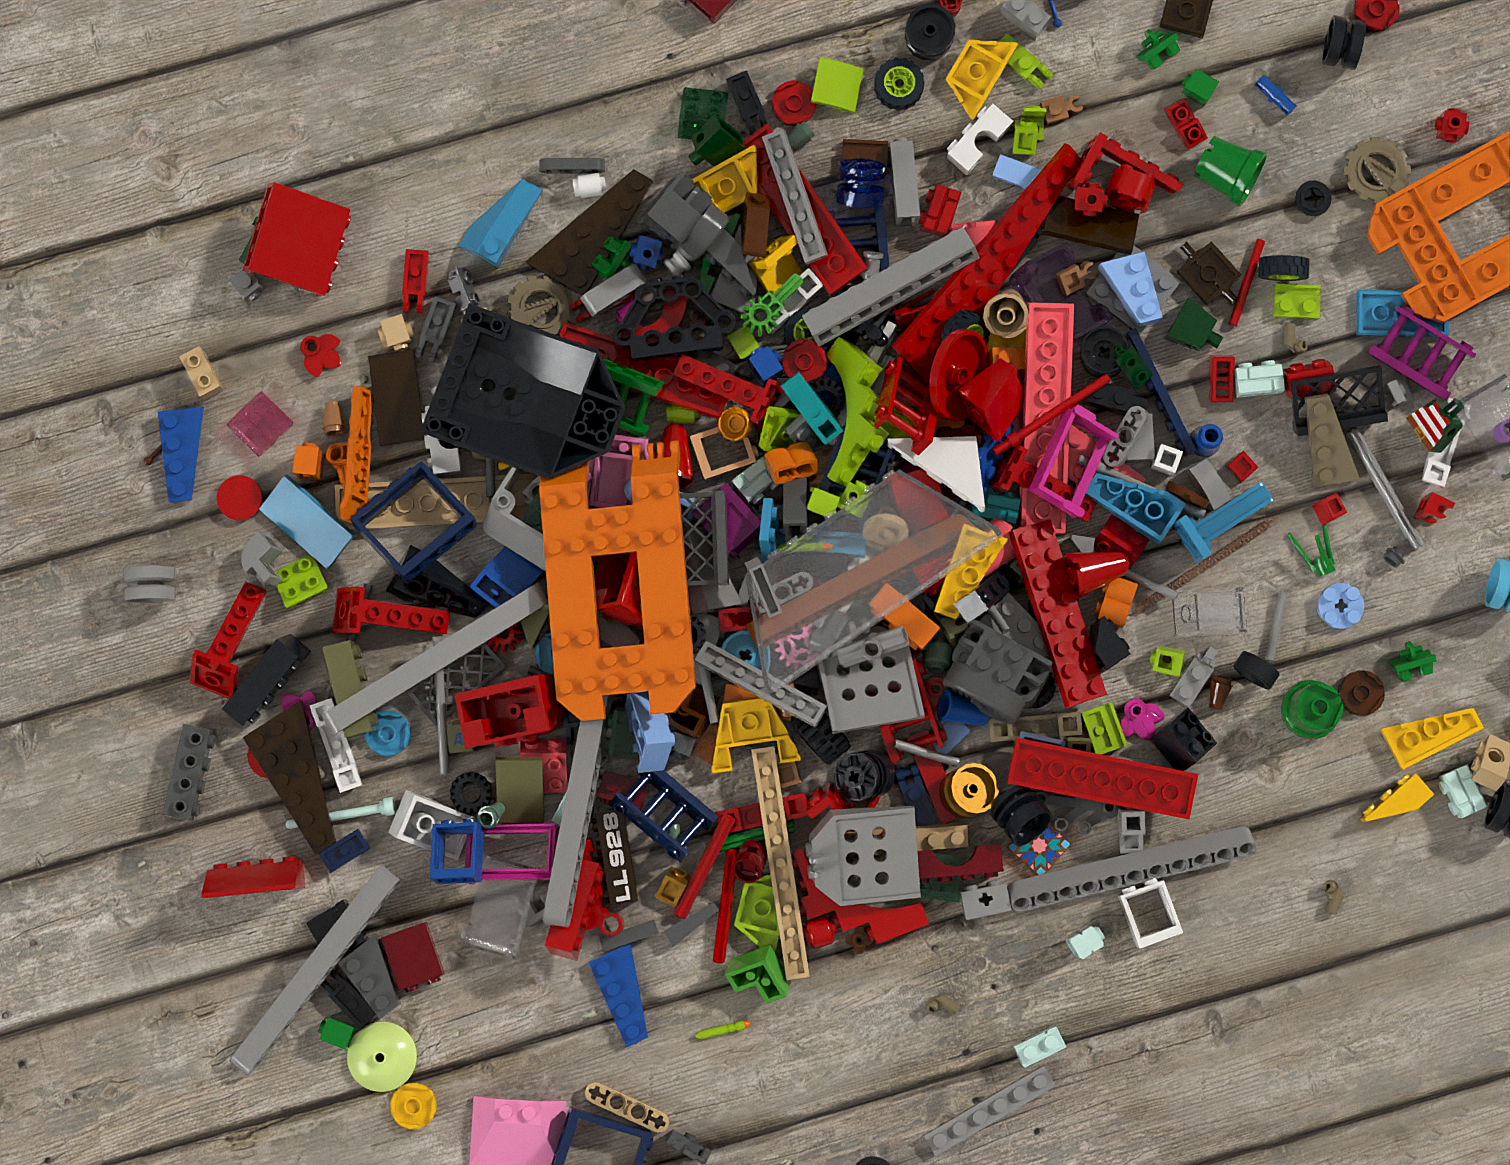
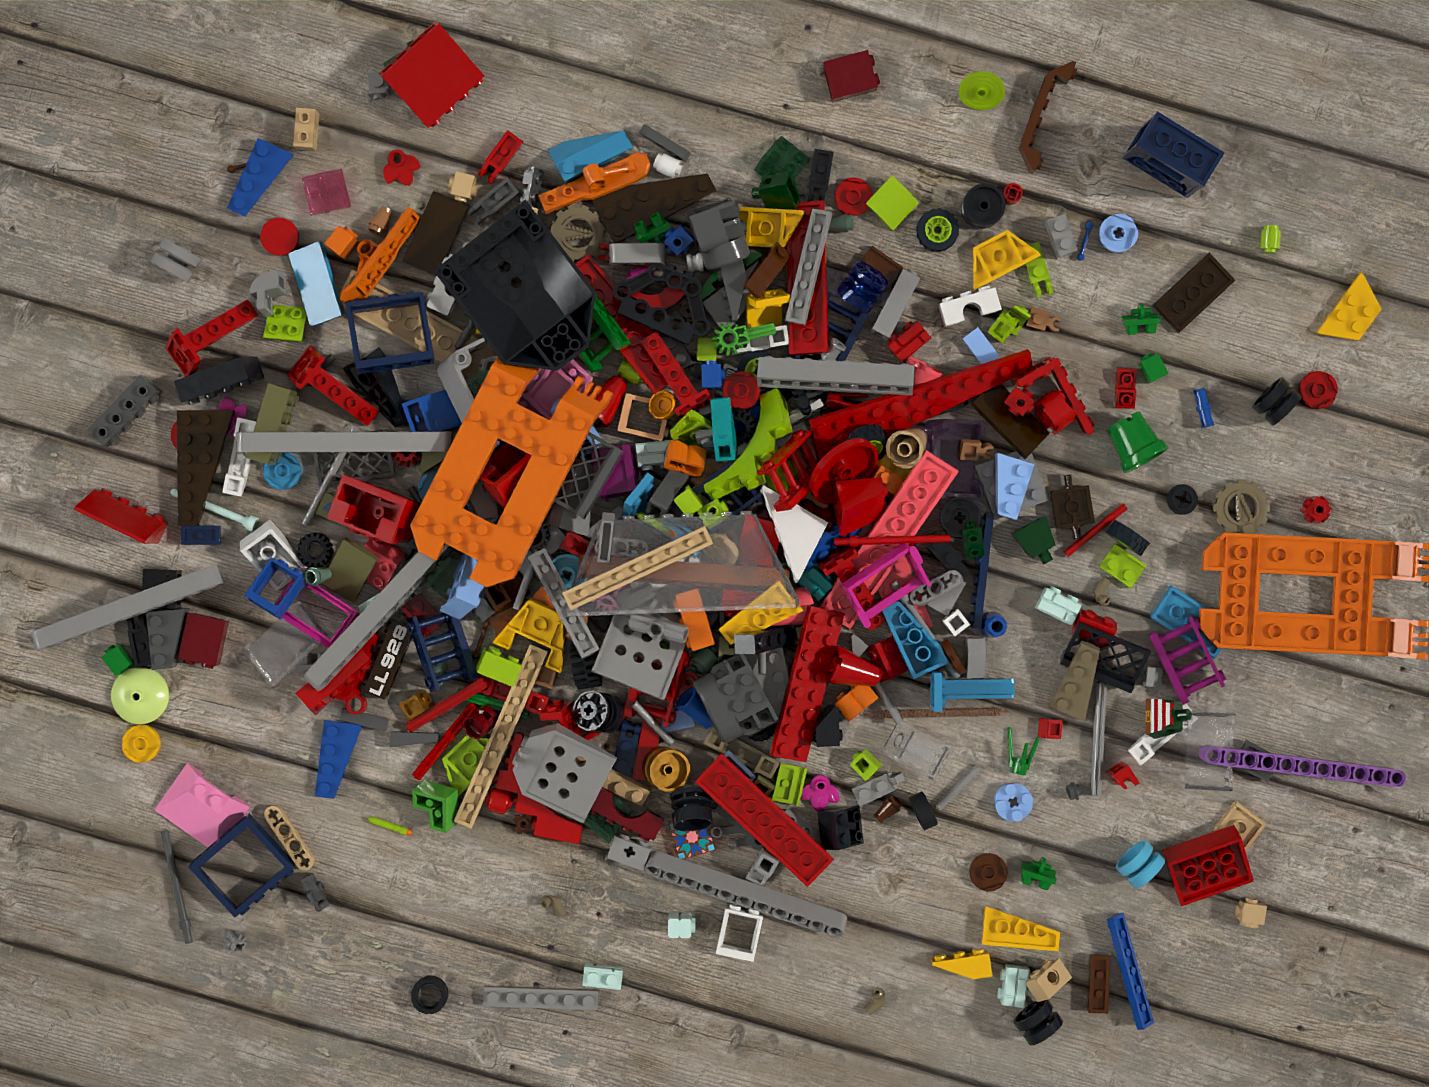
camera: 35 degrees right, 5 degrees up
(528, 245) = (597, 182): none -> orange piece
(702, 797) = (475, 655): none -> reddish brown hinge
(731, 793) = (496, 666): none -> lime brick
(814, 598) = (637, 568): none -> tan plate
(1213, 369) = (1027, 584): red slope -> none
(1242, 466) = (1007, 659): red tile -> none
(1311, 709) = (945, 861): green piece -> none

